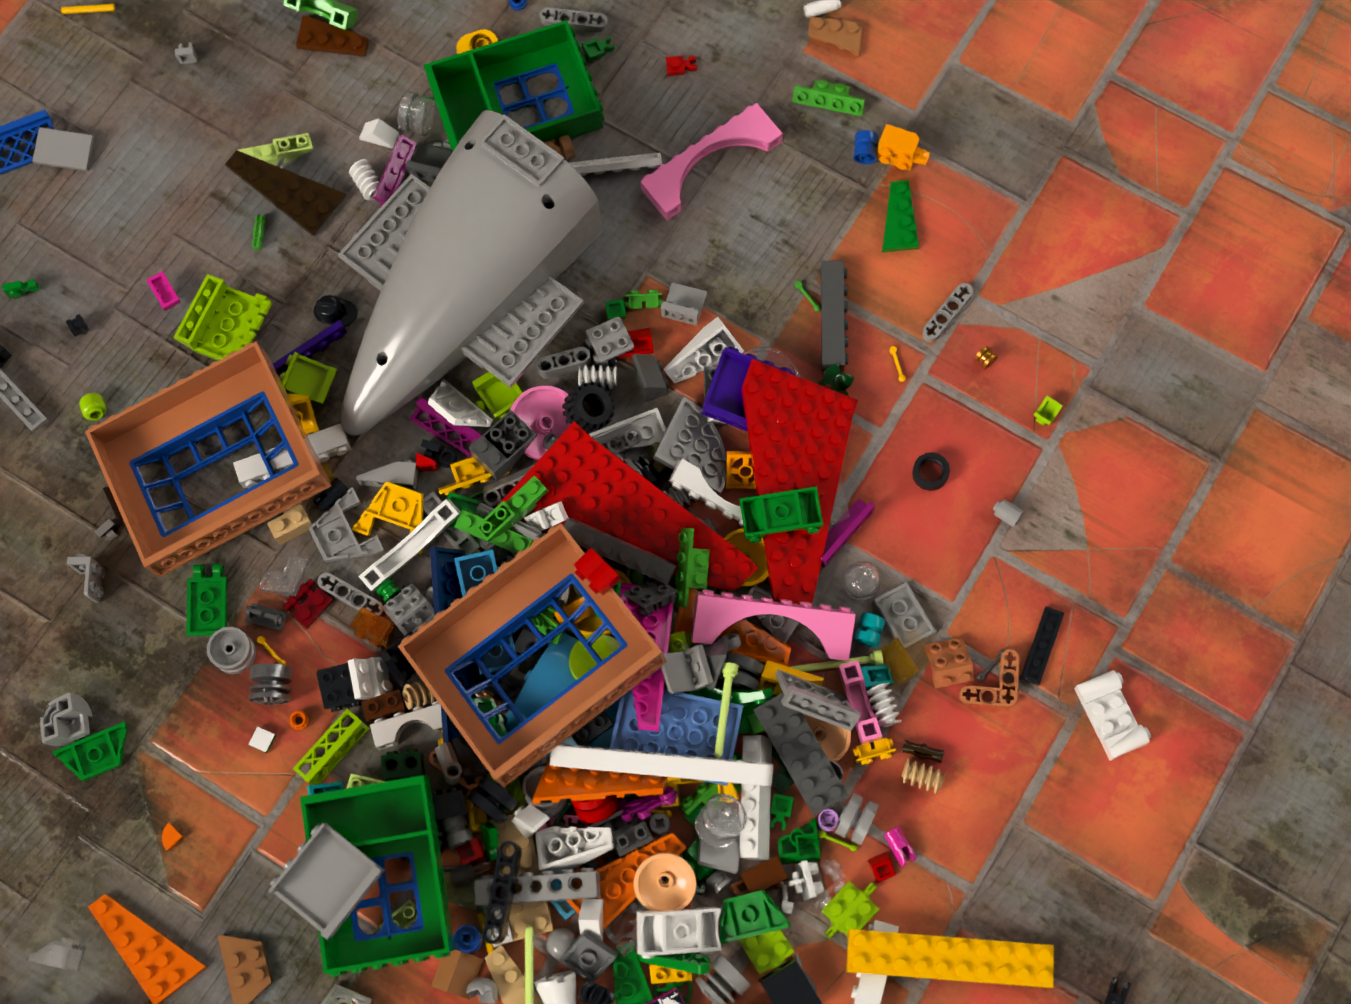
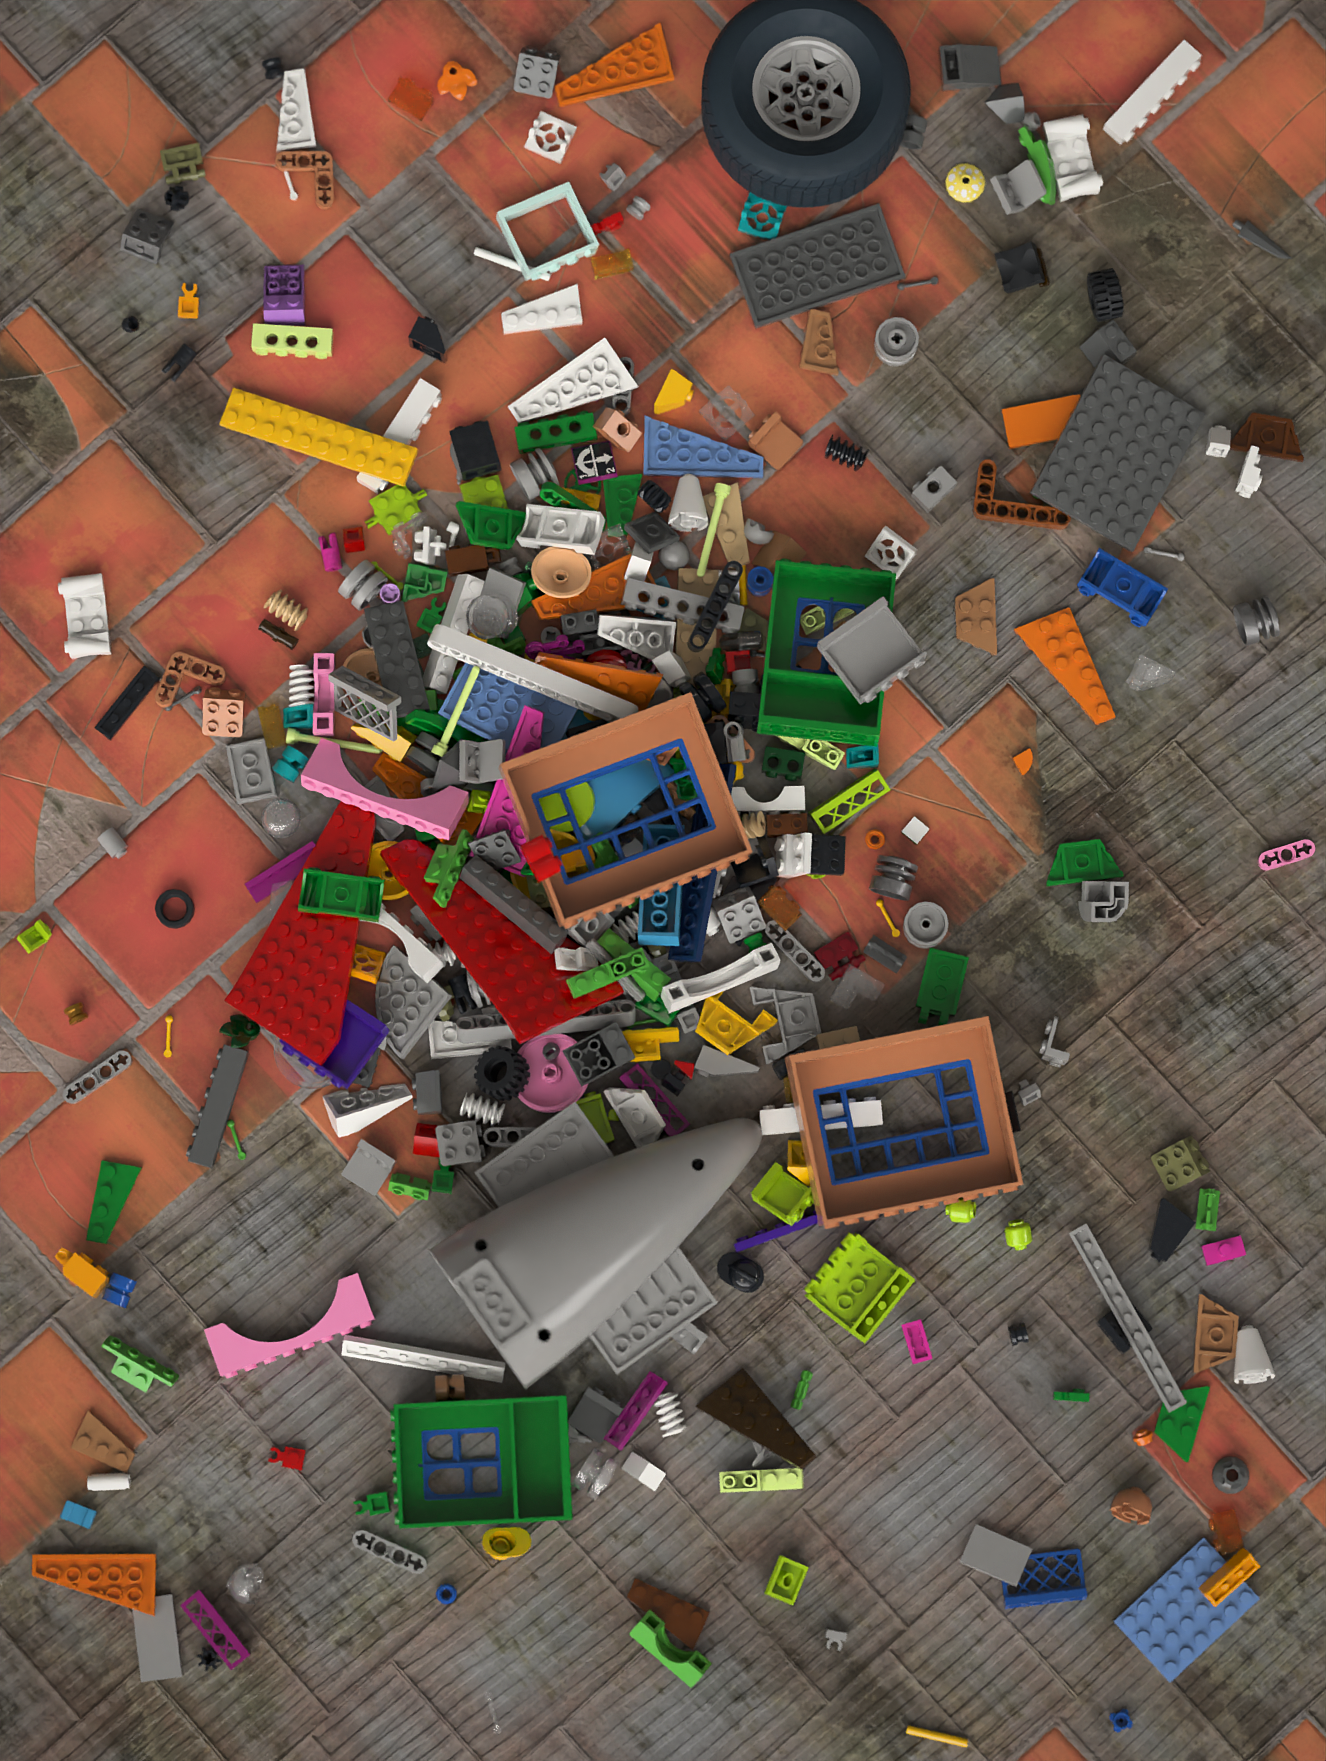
camera: 170 degrees left, 10 degrees up
(239, 84) = (786, 1580): none -> lime slope
(881, 750) = (333, 645): yellow hinge -> none

